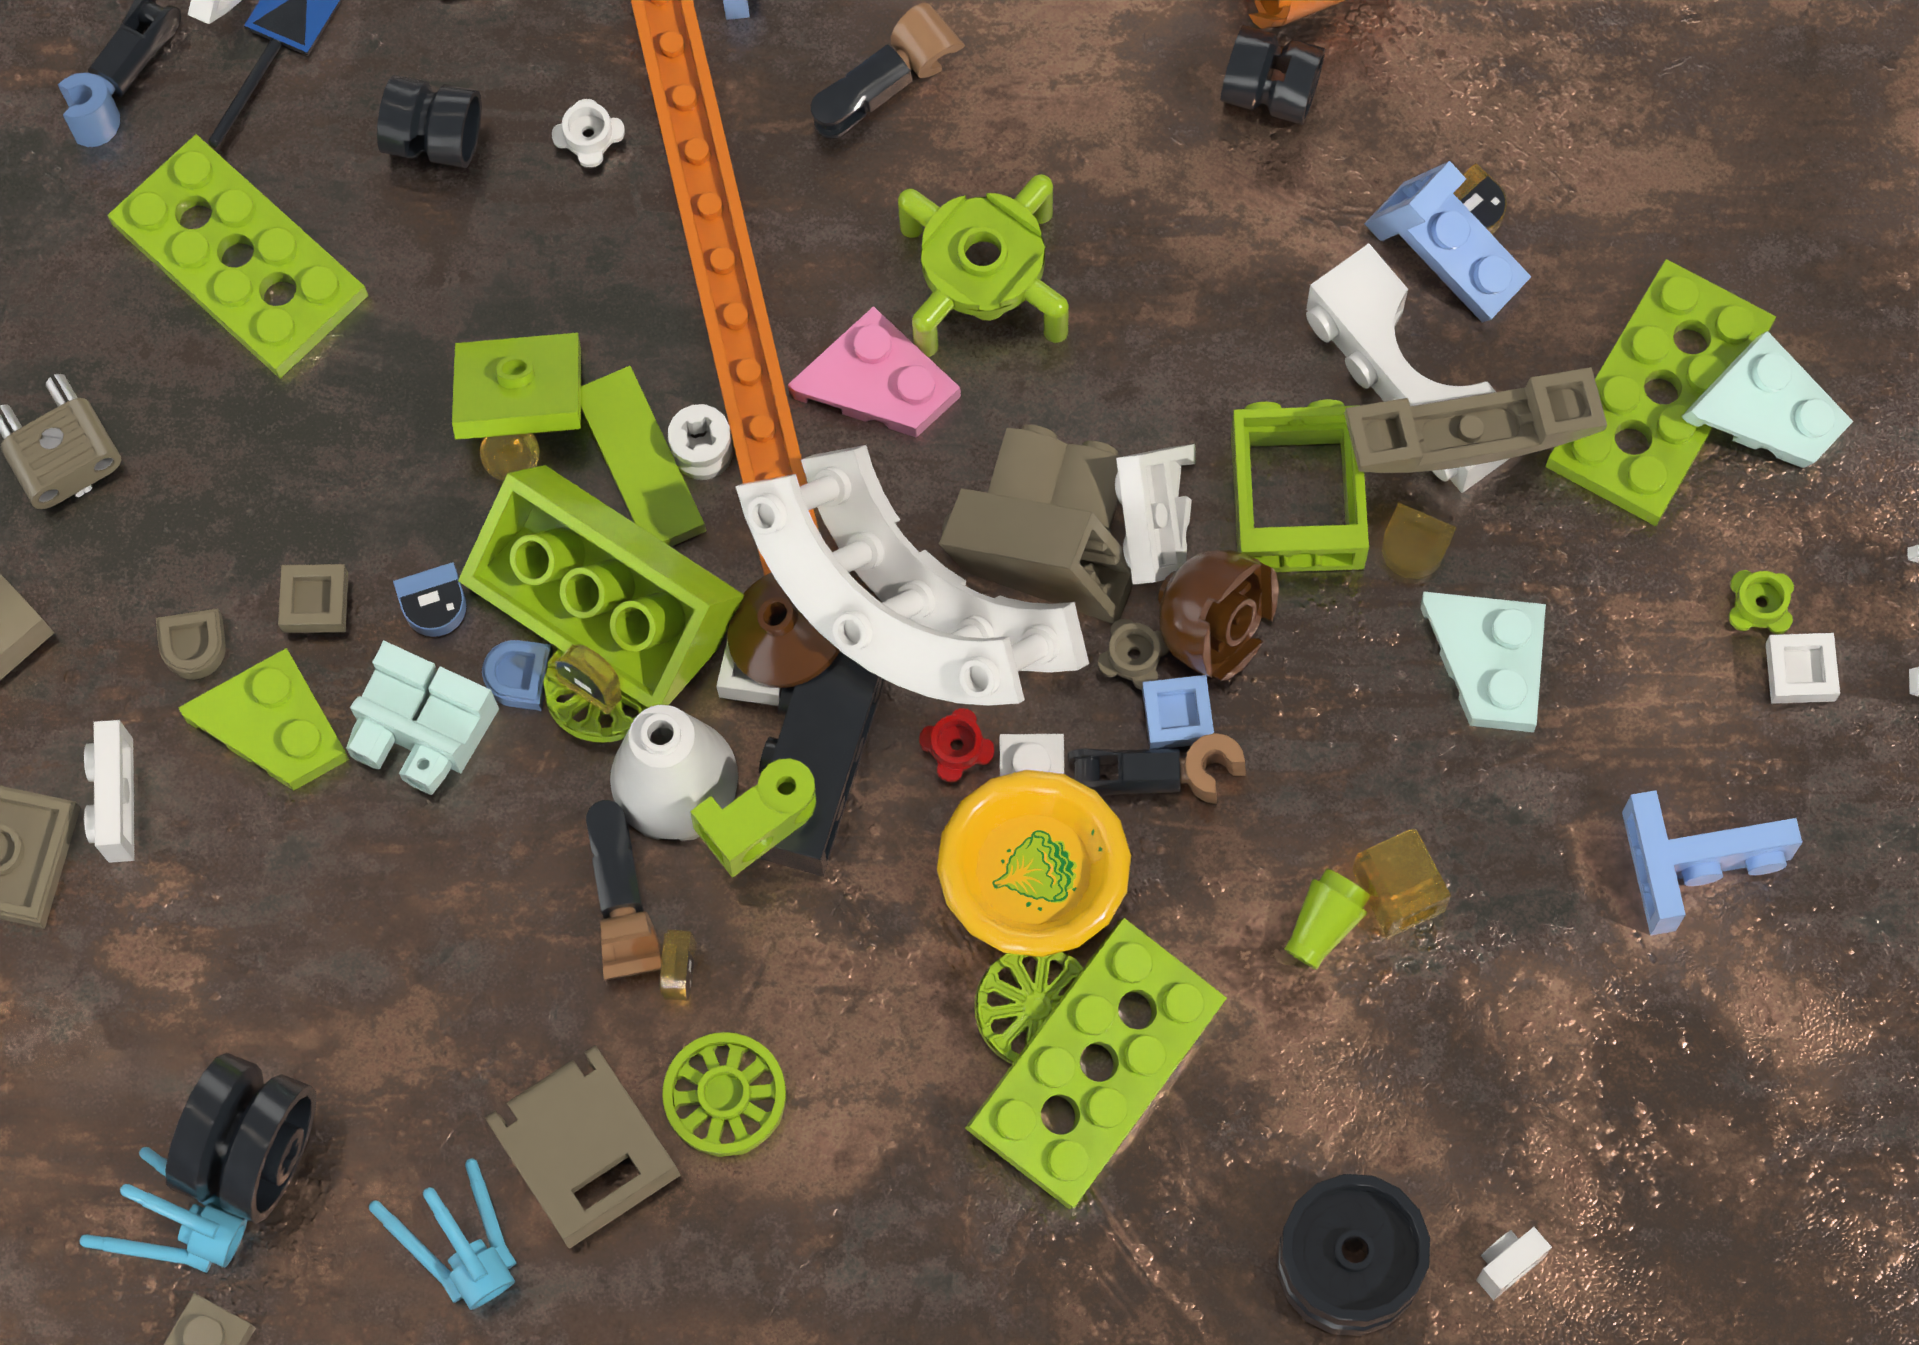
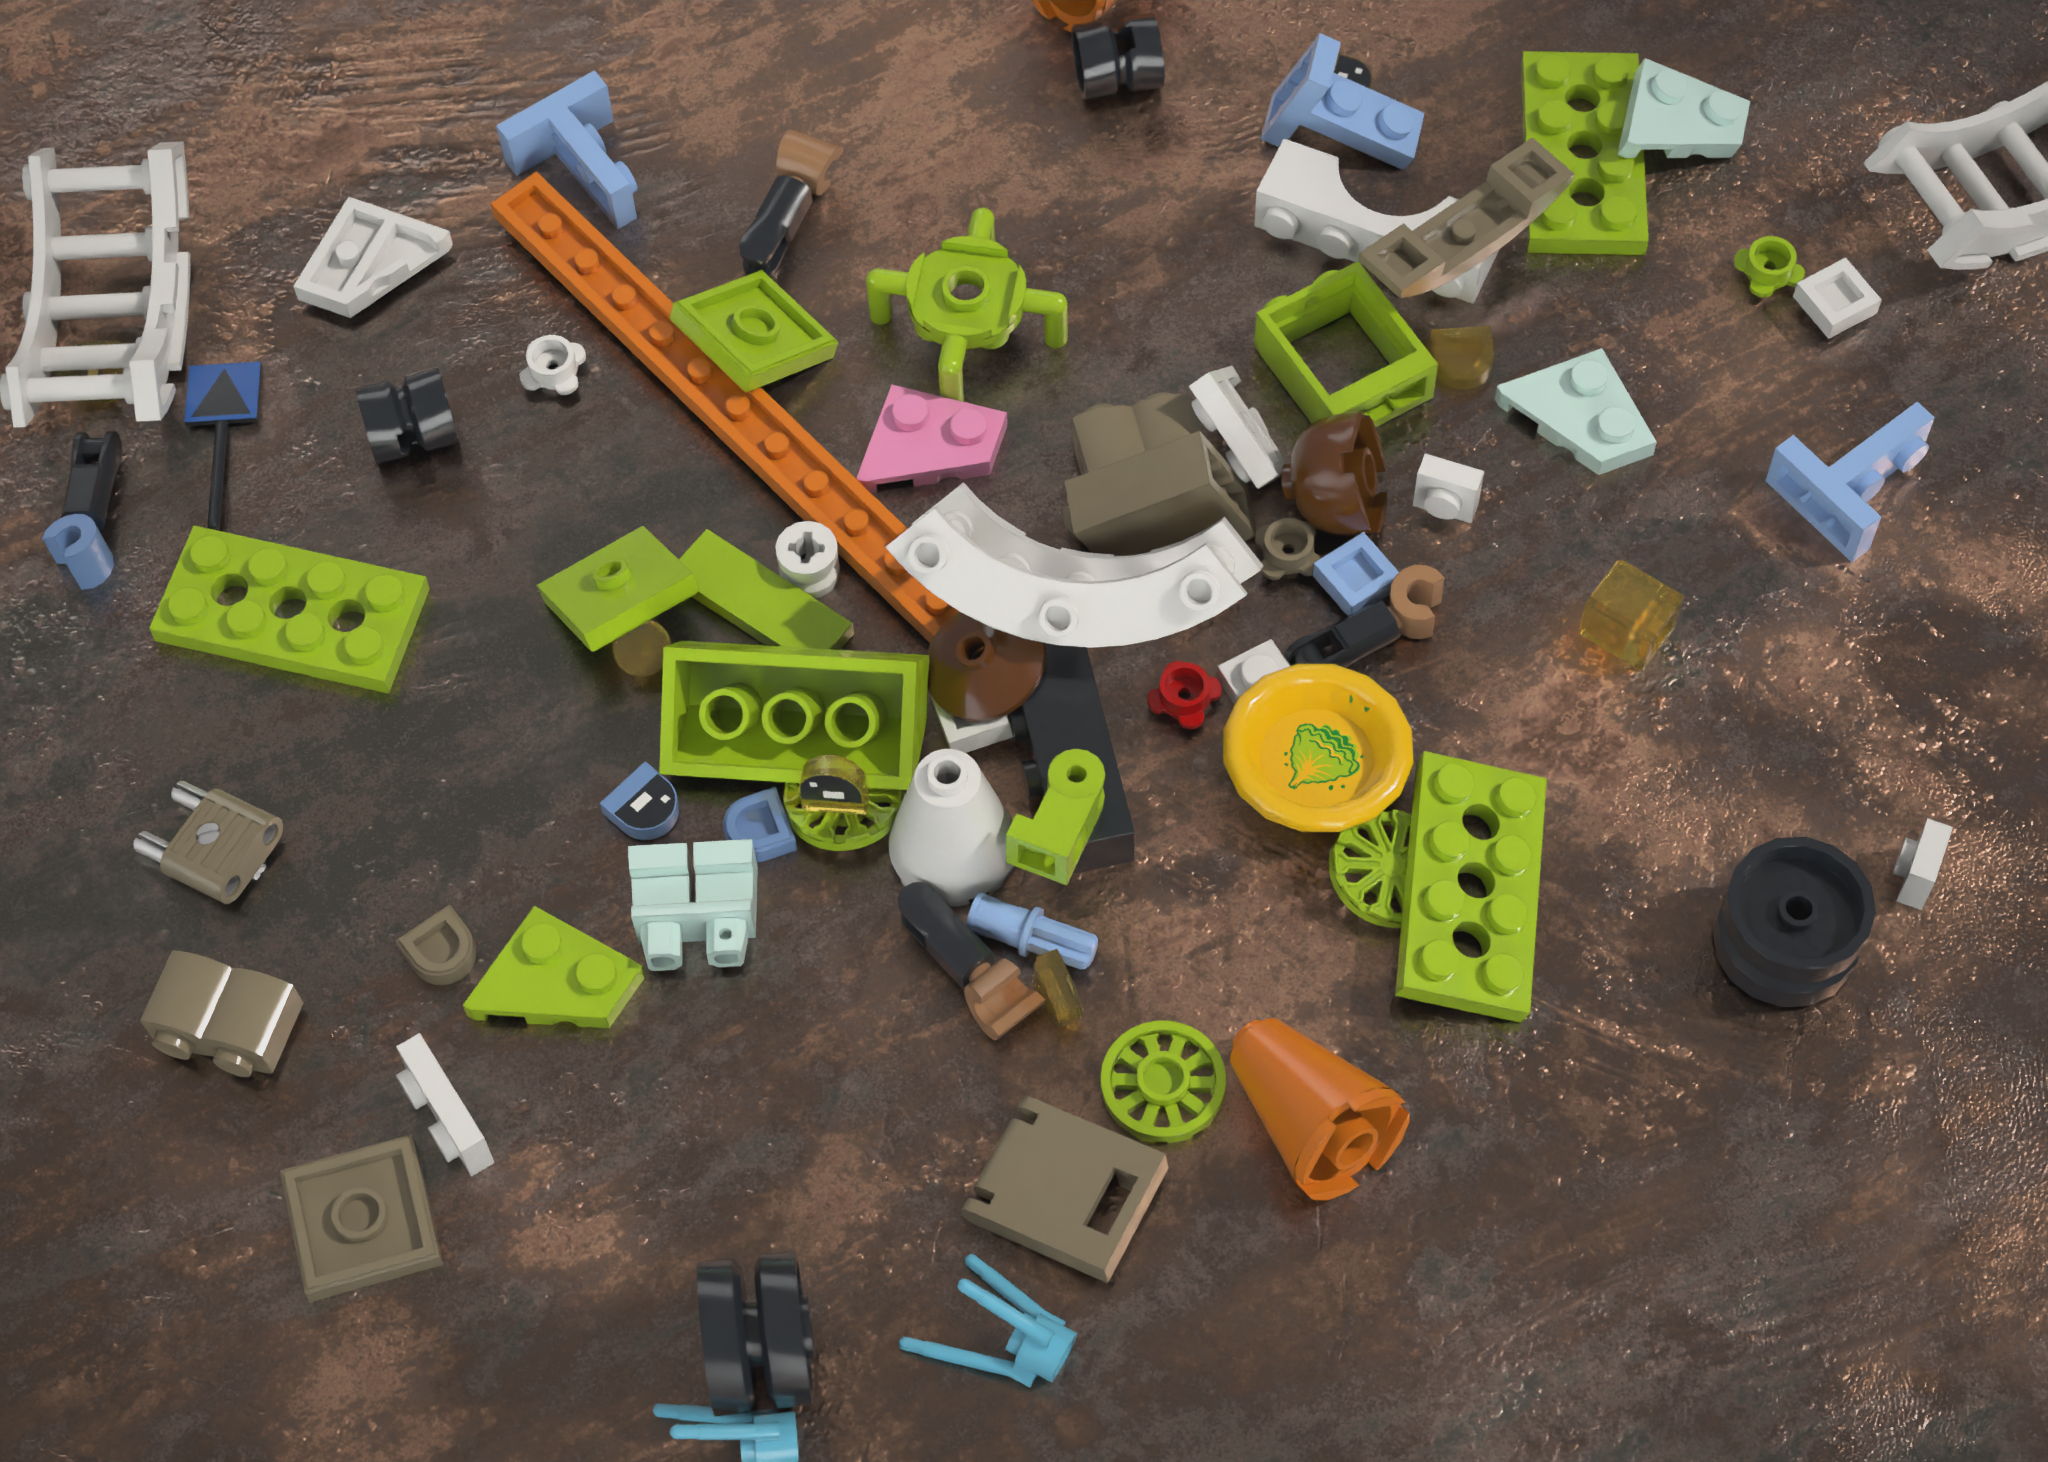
camera: 30 degrees left, 10 degrees down
(313, 598) = (534, 852): dark tan plate -> none
(690, 897) = (1030, 931): none -> light blue axle
(779, 190) = (753, 330): none -> lime plate
(828, 1193) = (1317, 1107): none -> orange cone
(1310, 673) = (1448, 489): none -> white plate
(1327, 916) = (1586, 671): lime cone -> none

